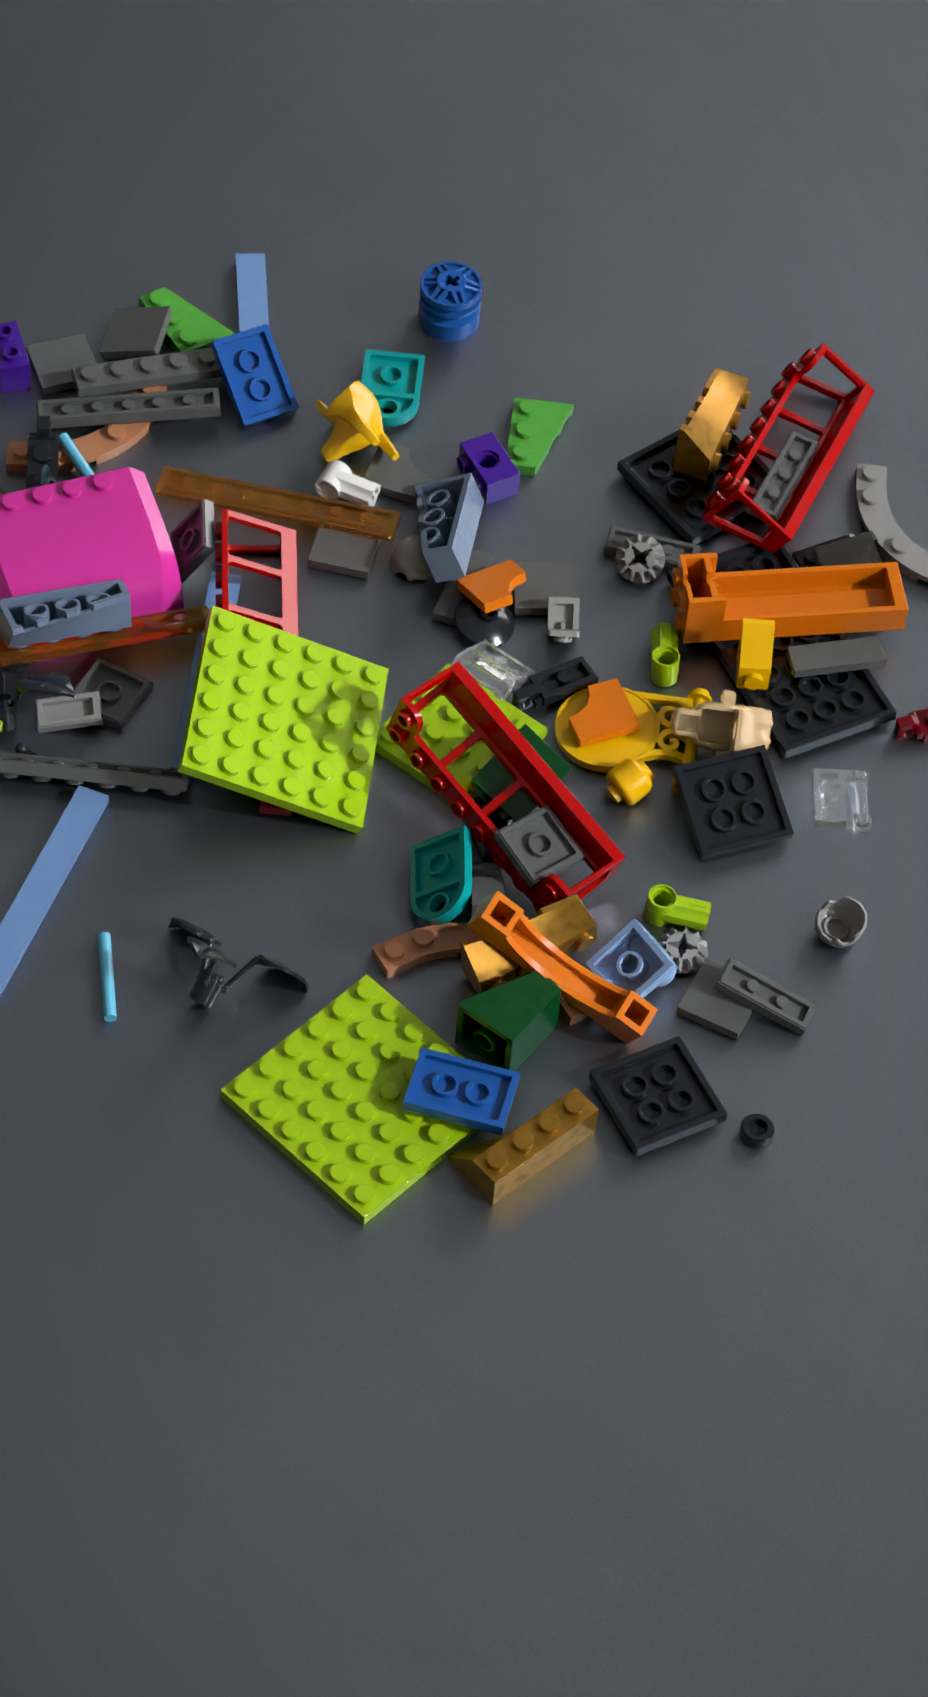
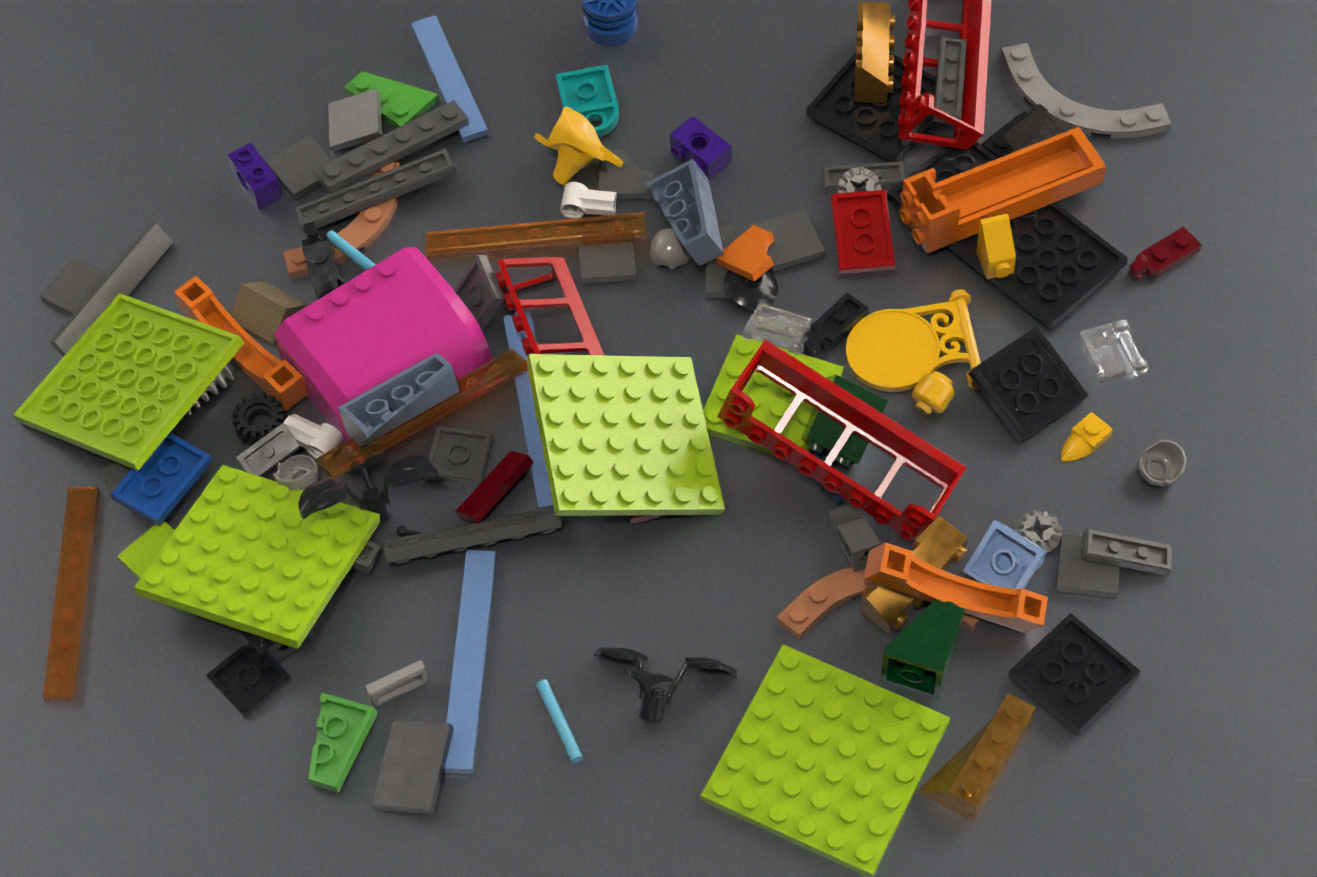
camera: 10 degrees left, 5 degrees up
(68, 712) = (426, 491): light grey tile -> none
(133, 733) = (494, 486): none -> dark red tile
(254, 375) = (472, 128): blue plate -> none
(440, 874) = (811, 530): teal plate -> none
(461, 1091) = (911, 729): blue plate -> none
(533, 431) = (723, 102): bright green wing -> none
(538, 846) = (888, 481): dark grey tile -> none
(563, 618) = (817, 263): light grey bracket -> none
(605, 715) = (888, 340): orange tile -> none
(625, 601) = (862, 231): none -> red tile
(664, 655) = (914, 268): lime piece -> none
(667, 907) = (1021, 497): lime piece -> none
(723, 725) = (995, 319): tan piece -> none
(757, 1131) = (1168, 677): black tile -> none
(774, 876) = (1085, 438): none -> yellow plate
(836, 656) = (1059, 225): dark grey tile -> none

